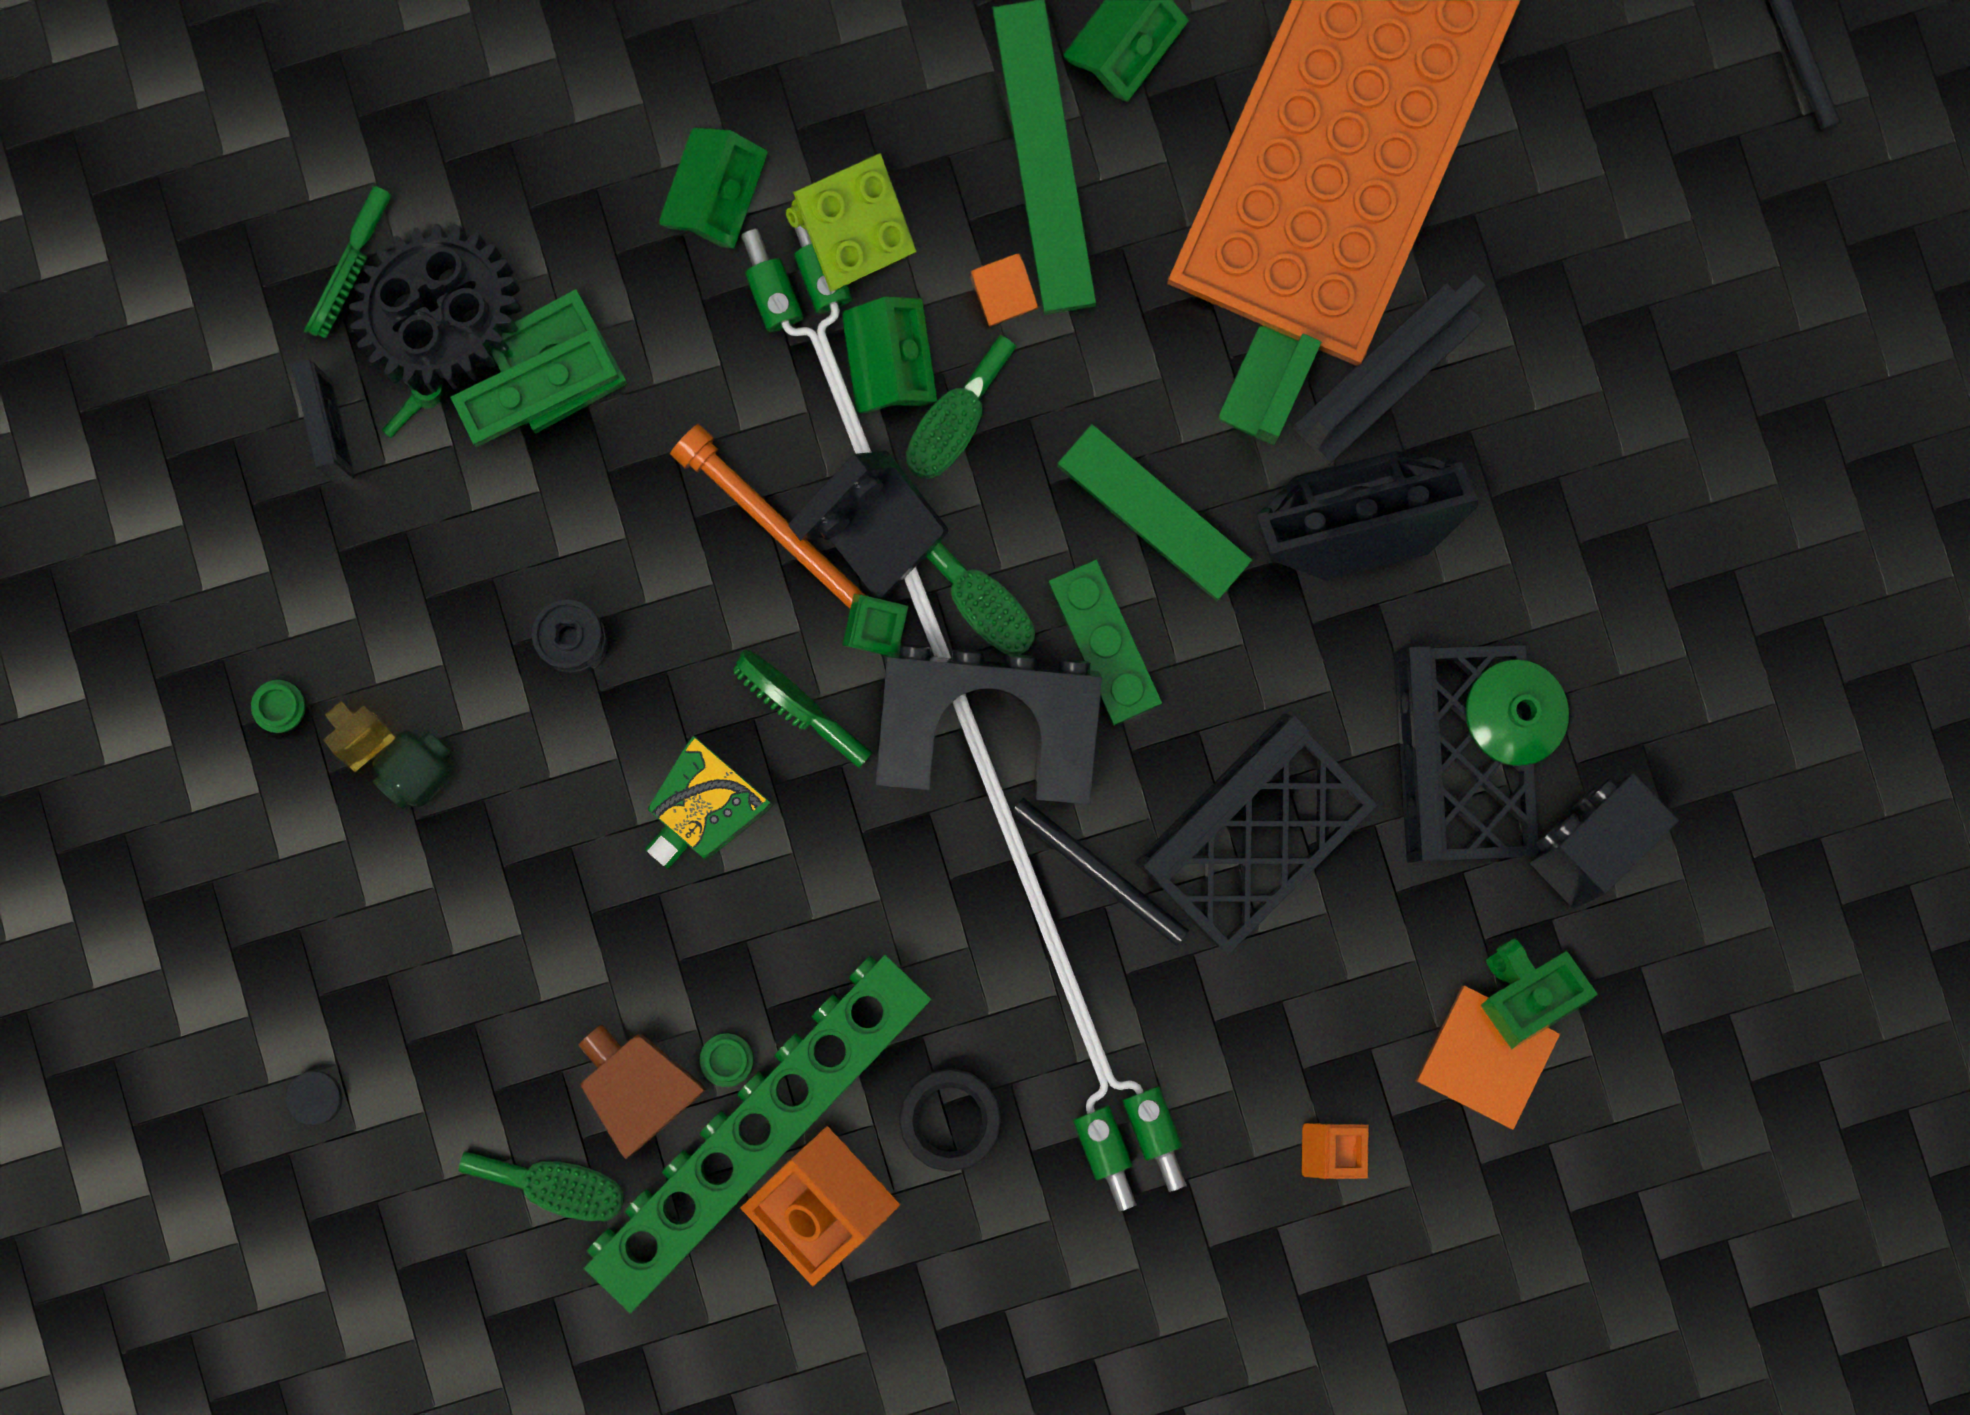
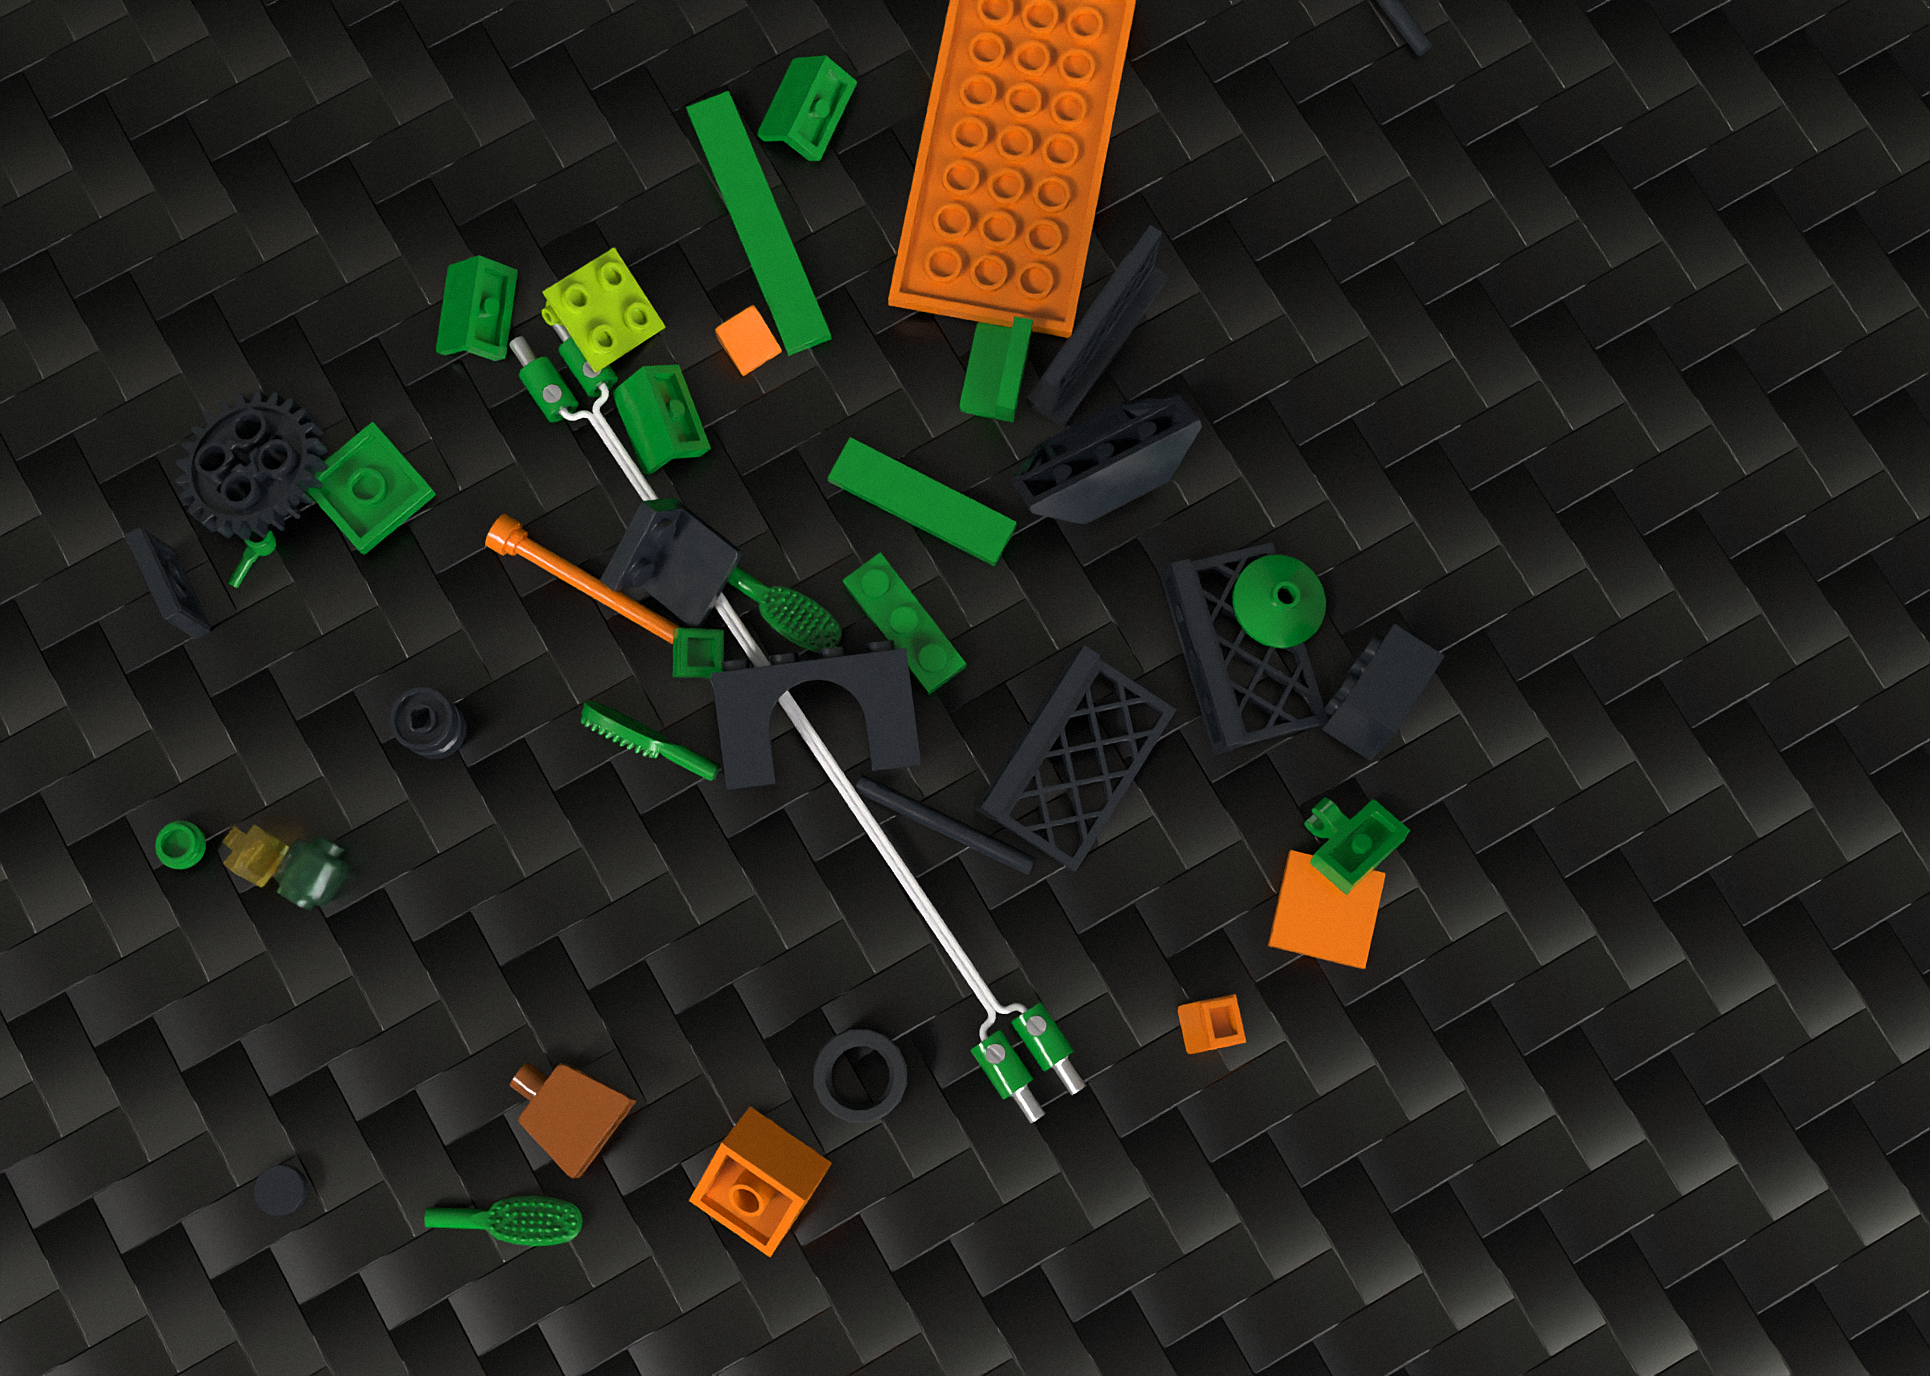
camera: 10 degrees left, 5 degrees down
(348, 265) = (168, 448): green piece -> none
(534, 387) = (351, 512): green plate -> none
(633, 1279) = (605, 1289): green brick -> none
(702, 806) = (578, 845): torso -> none
(726, 1060) = (648, 1069): green plate -> none
(954, 417) = (730, 460): green piece -> none

